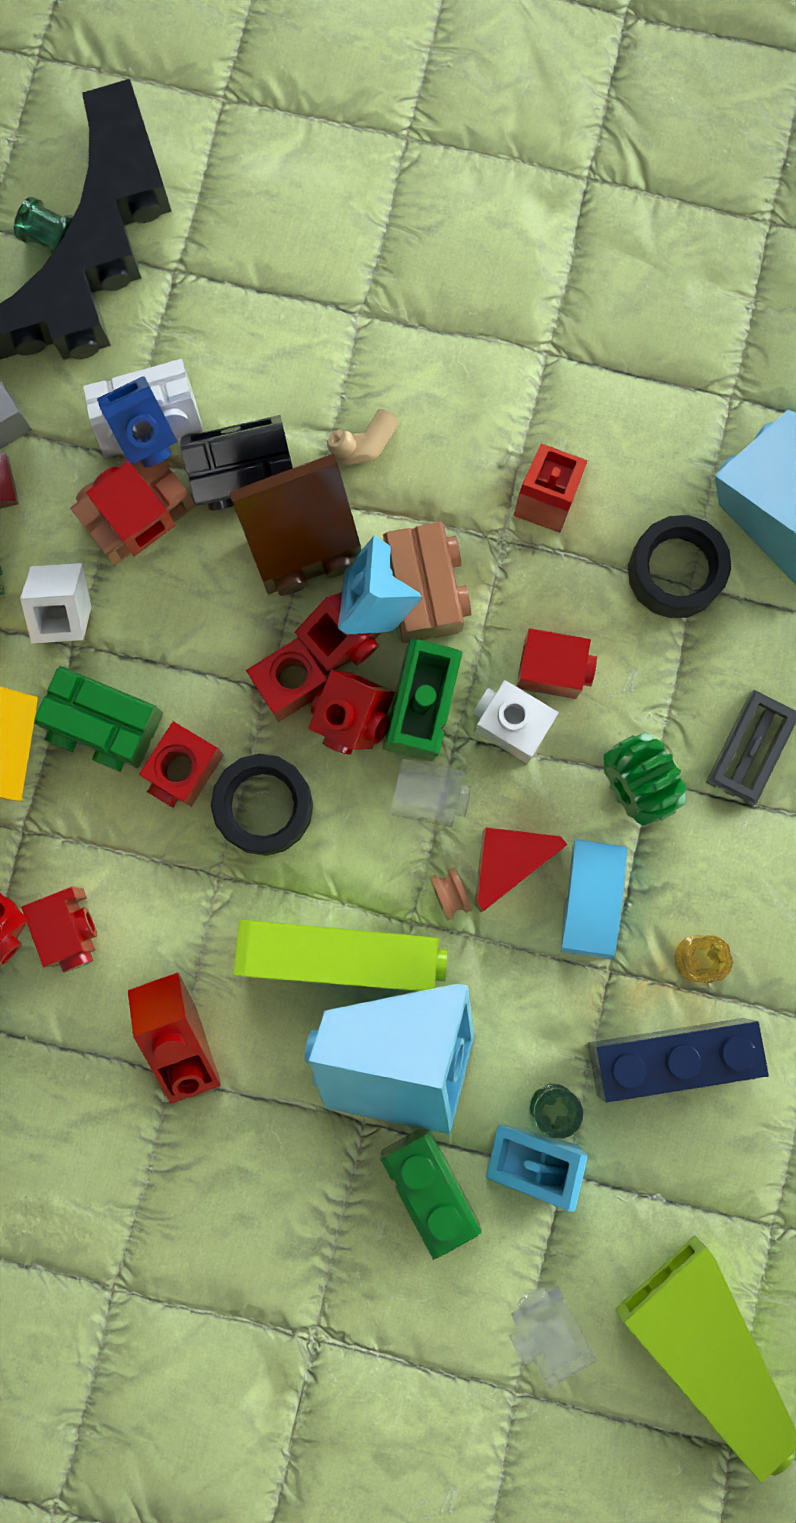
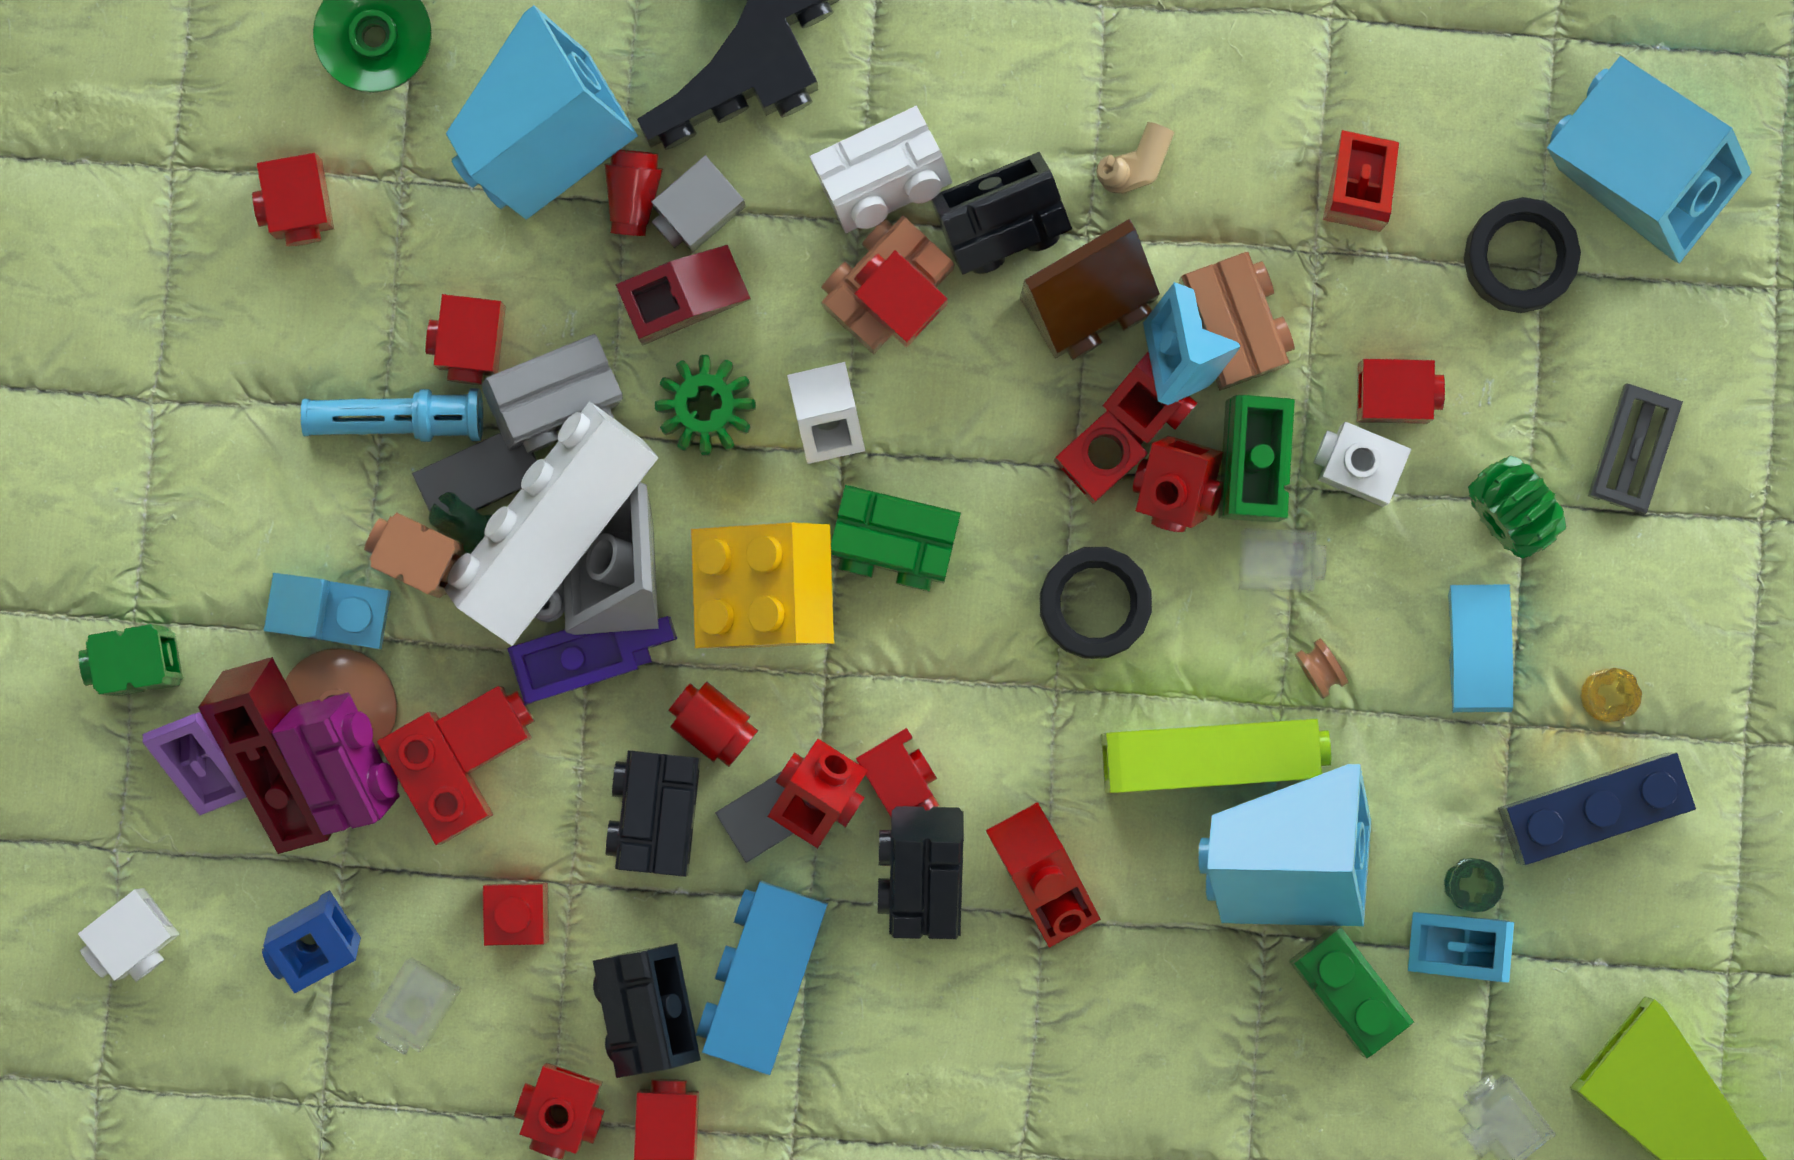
camera: 10 degrees left, 5 degrees up
(61, 1019) = (924, 872): none -> black brick
(131, 405) = (893, 200): blue brick -> none
(176, 743) = (1001, 548): red brick -> none
(508, 859) = (1379, 621): red slope -> none

